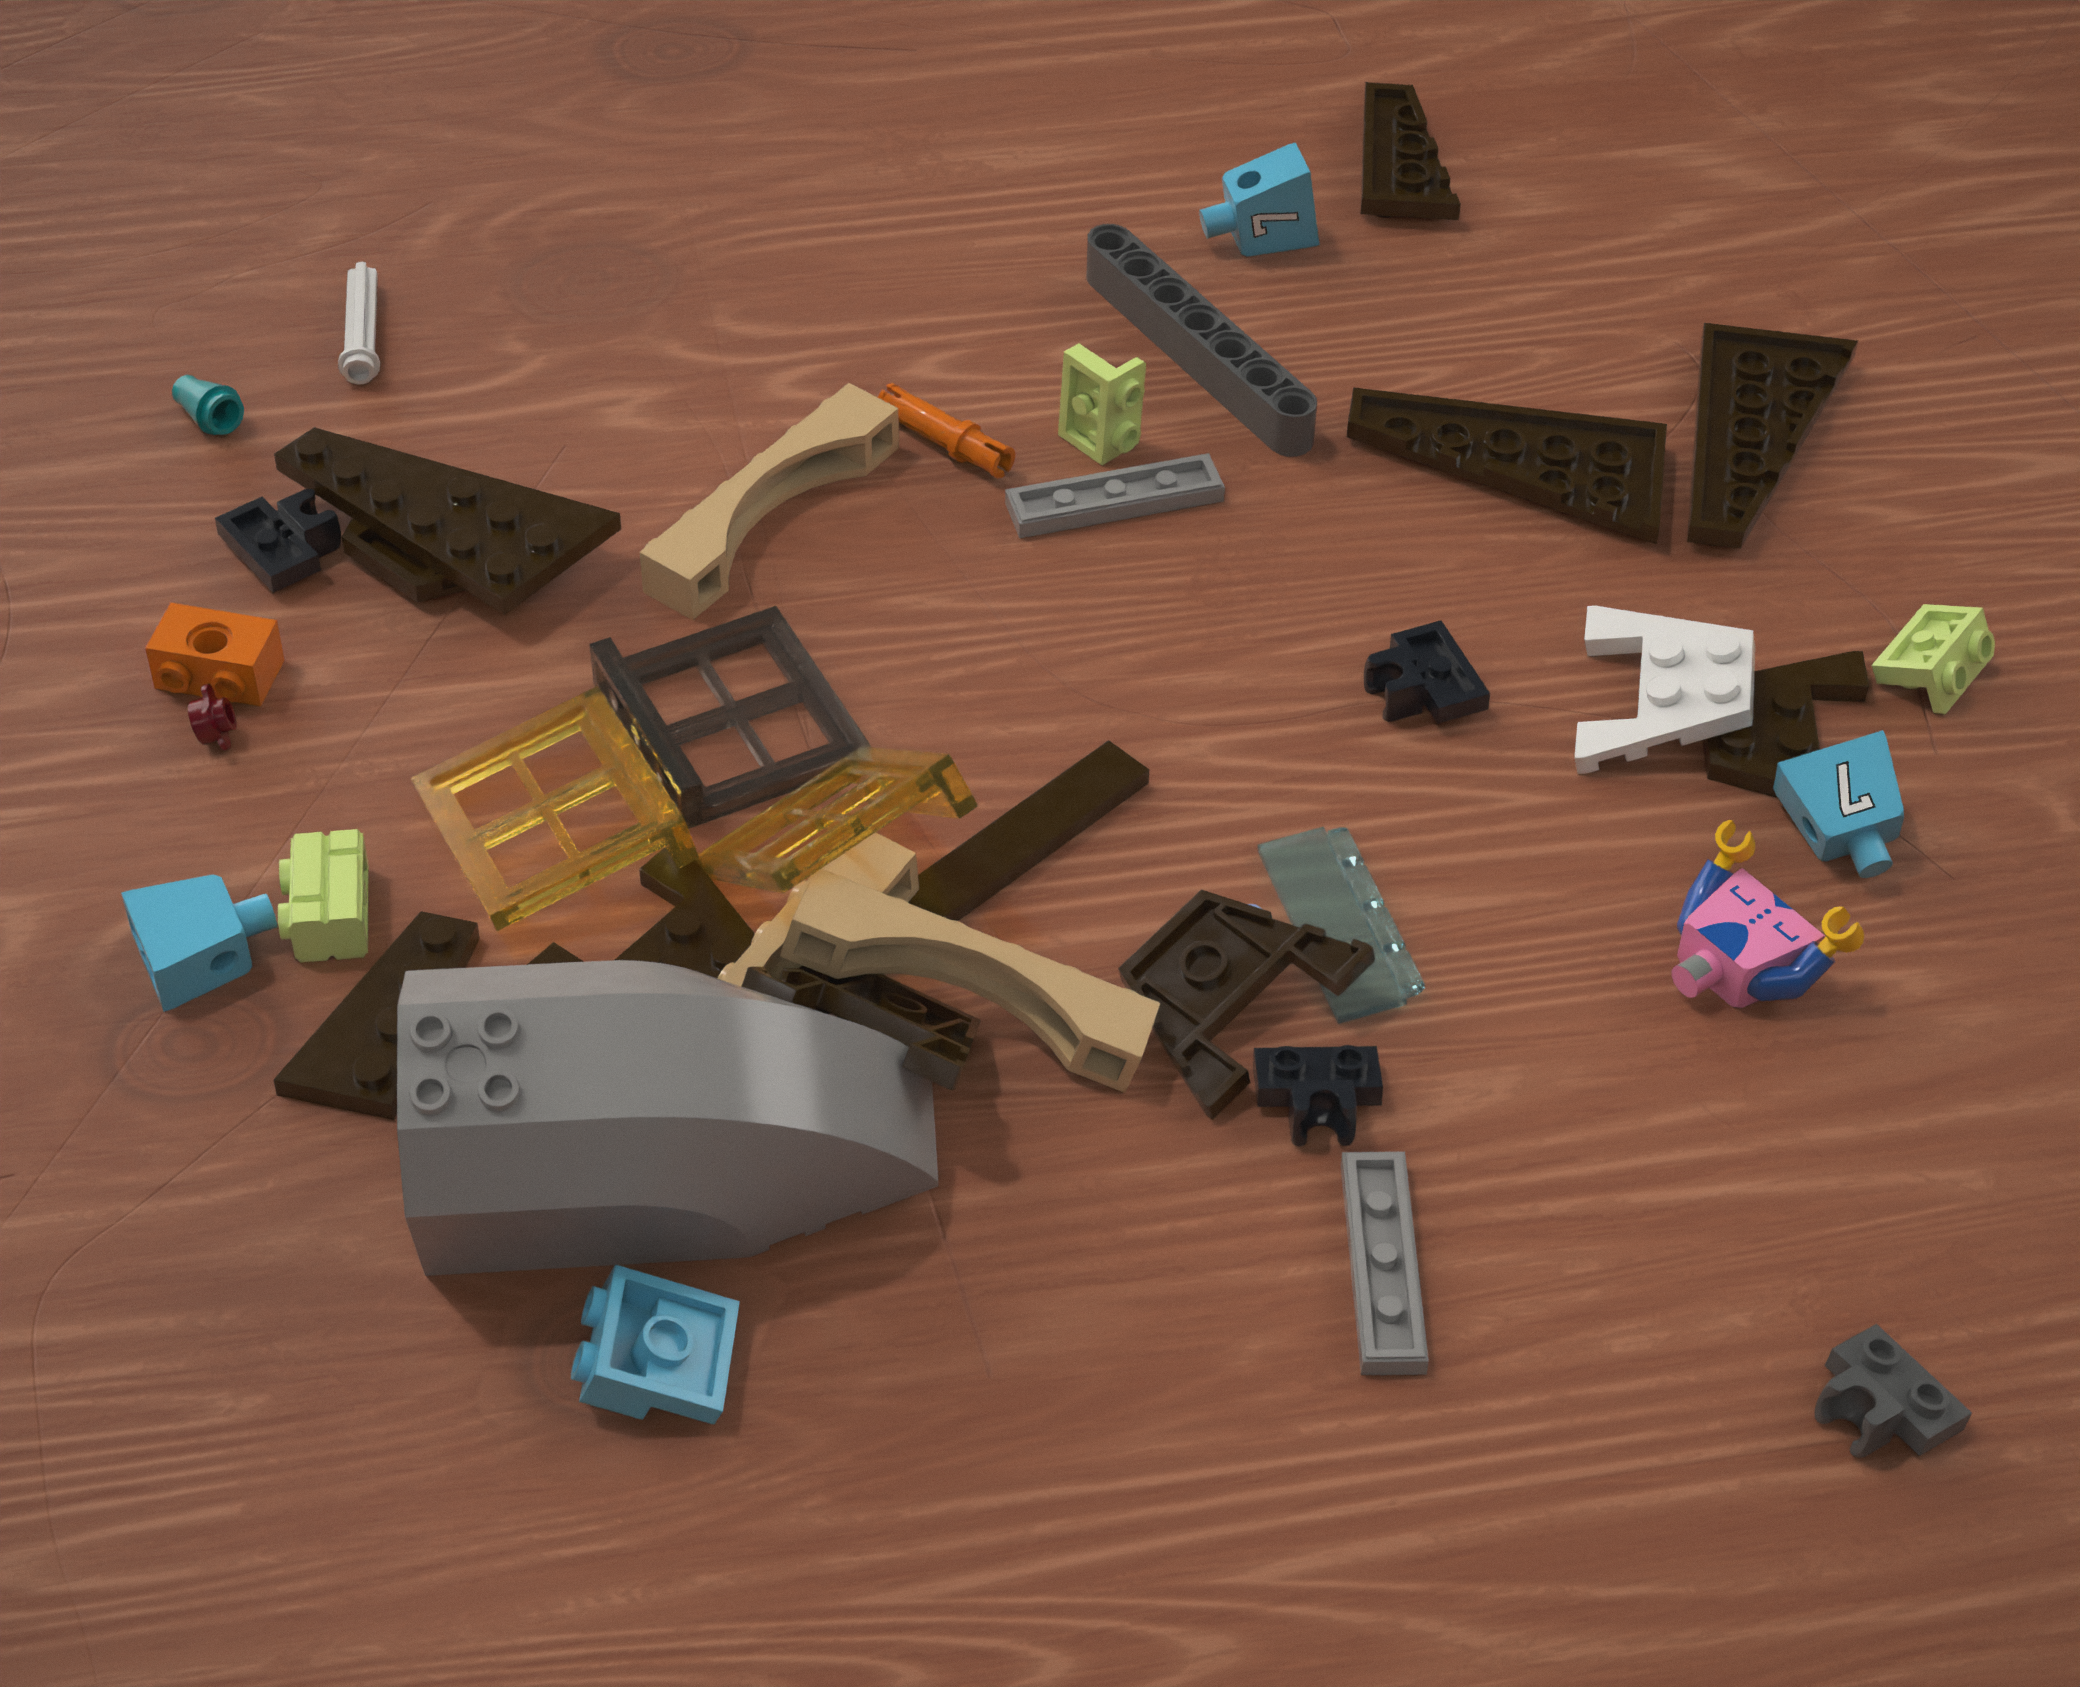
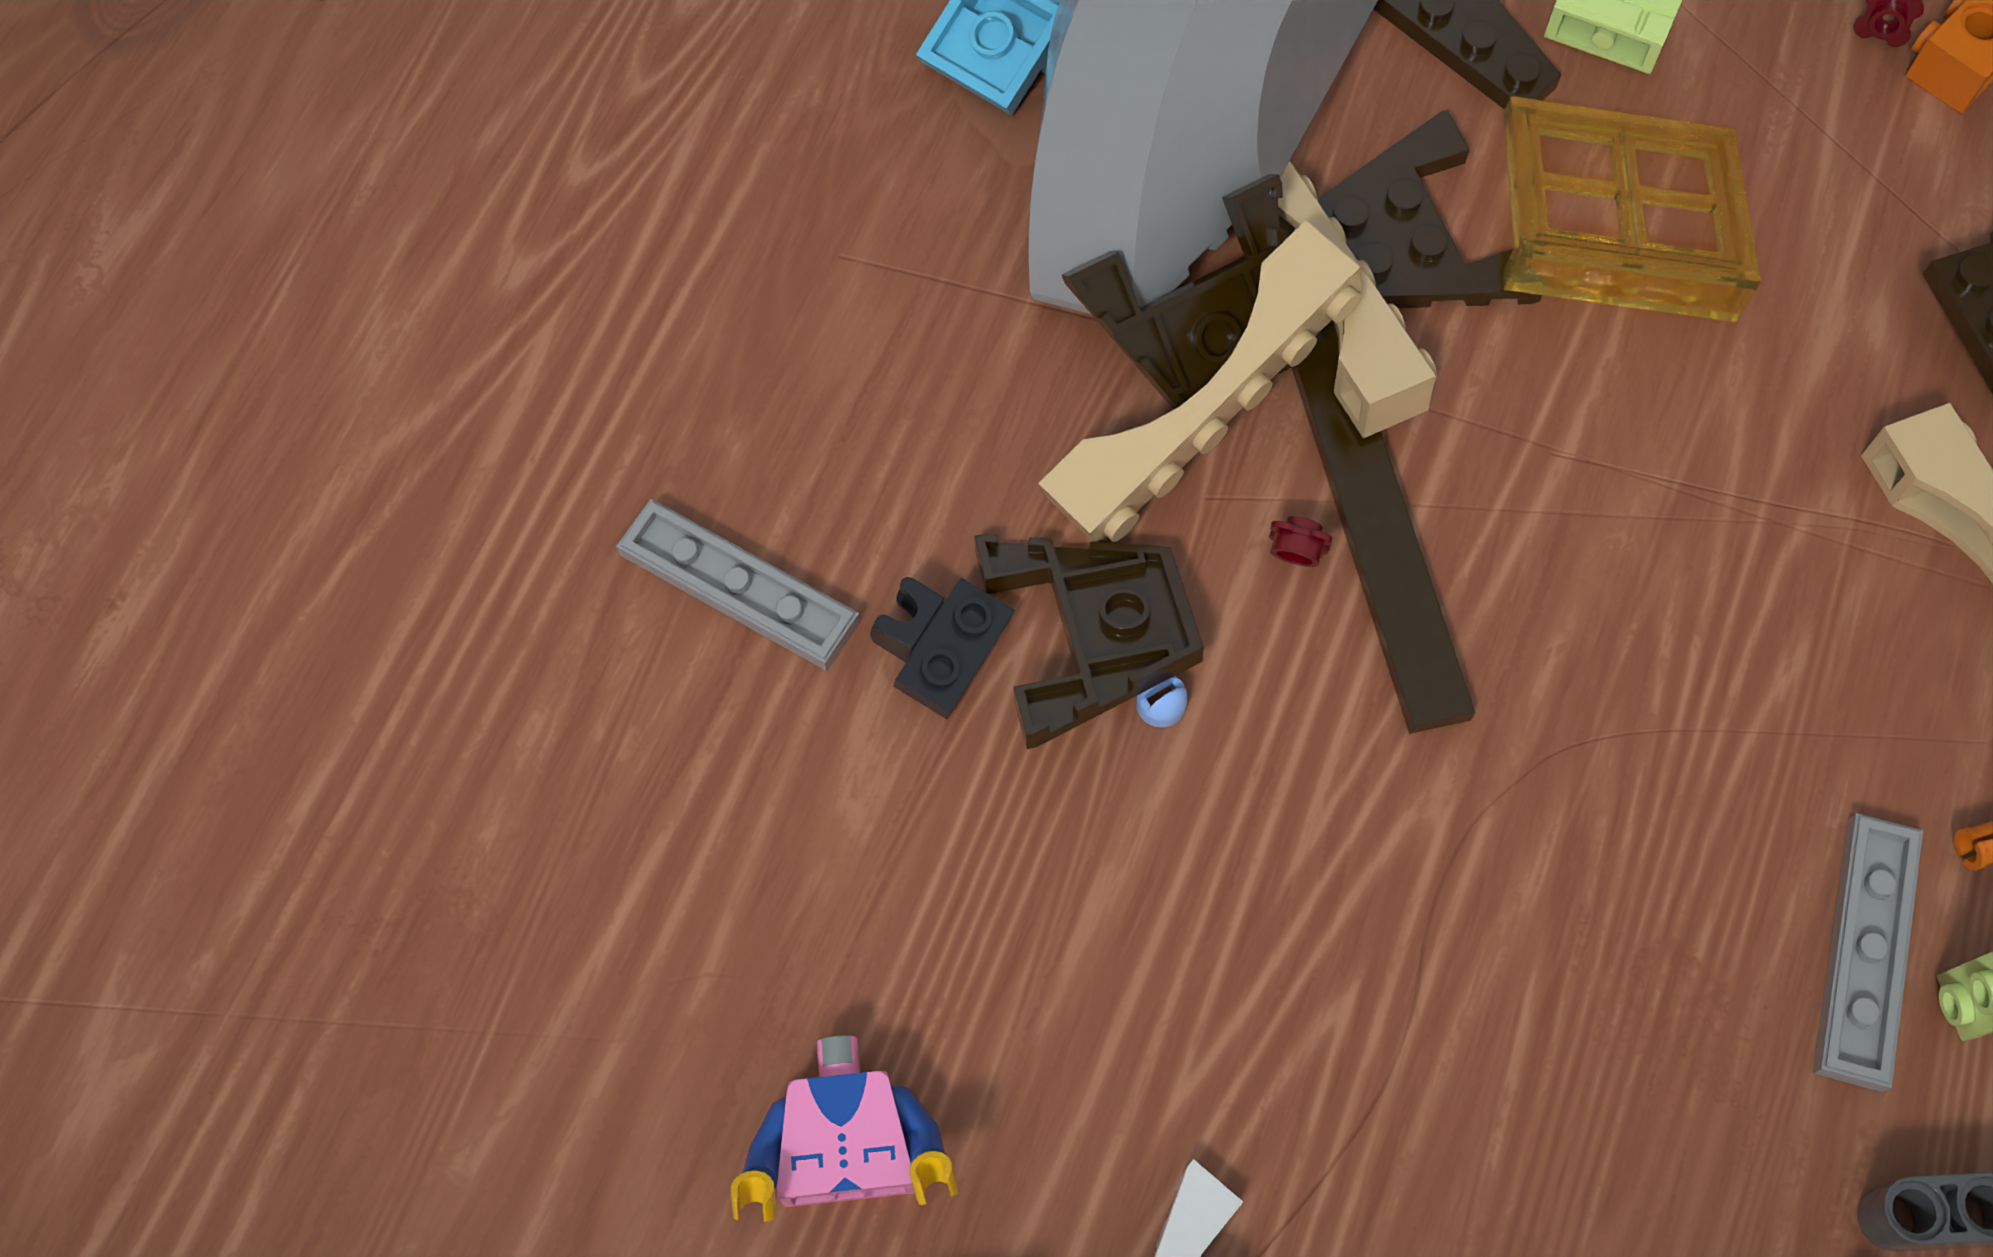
camera: 125 degrees right, 20 degrees up
(622, 681) = (1696, 330): clear smoke window -> none
(885, 778) = (1423, 414): clear yellow window -> none
(1046, 893) = (1299, 541): none -> dark red plate
(1329, 887) = (1143, 785): clear light blue windscreen -> none
(1425, 670) = (1400, 1090): black plate -> none
(1887, 1394) = (319, 883): dark grey plate -> none

